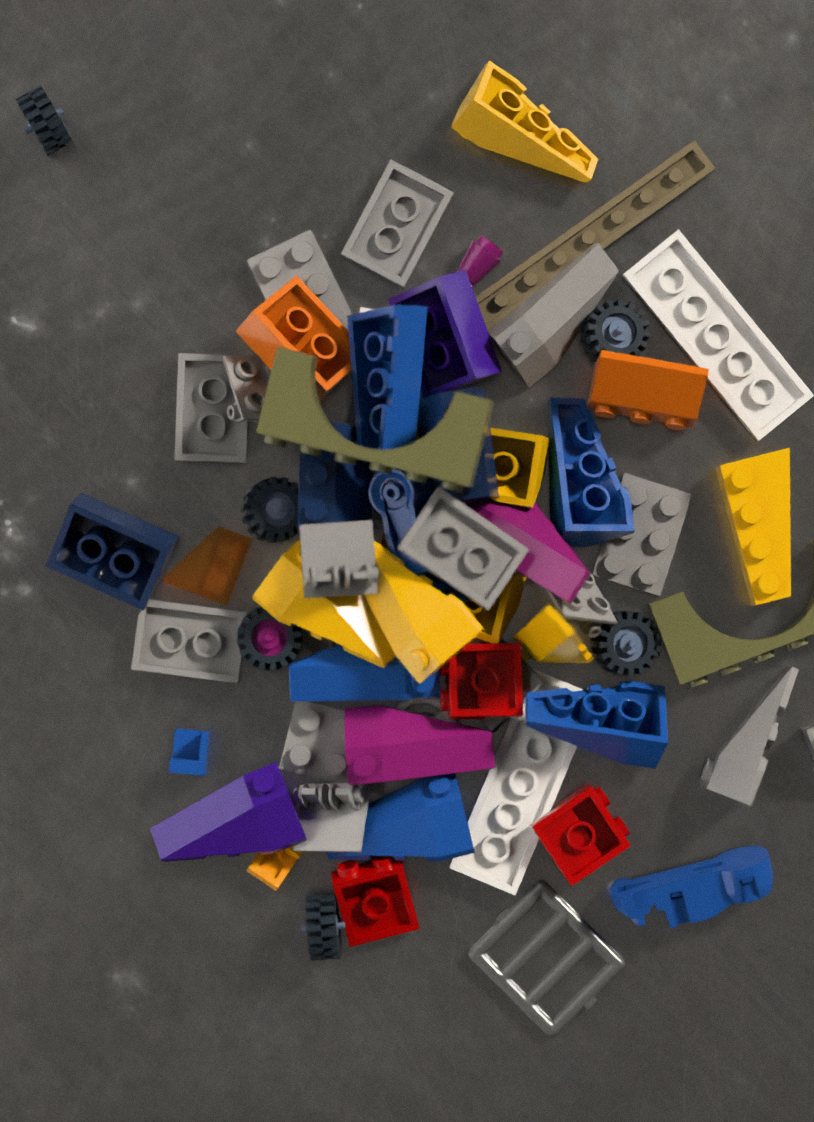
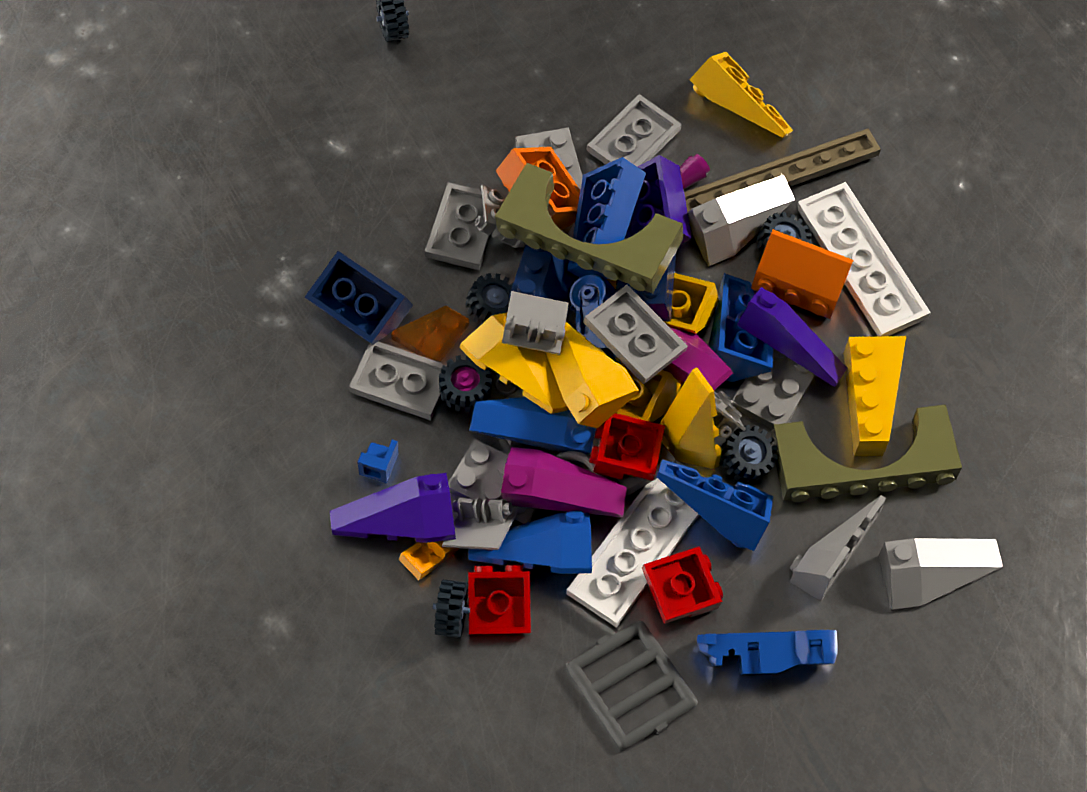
camera: 10 degrees right, 25 degrees down
(642, 471) = (786, 332): none -> dark purple wedge

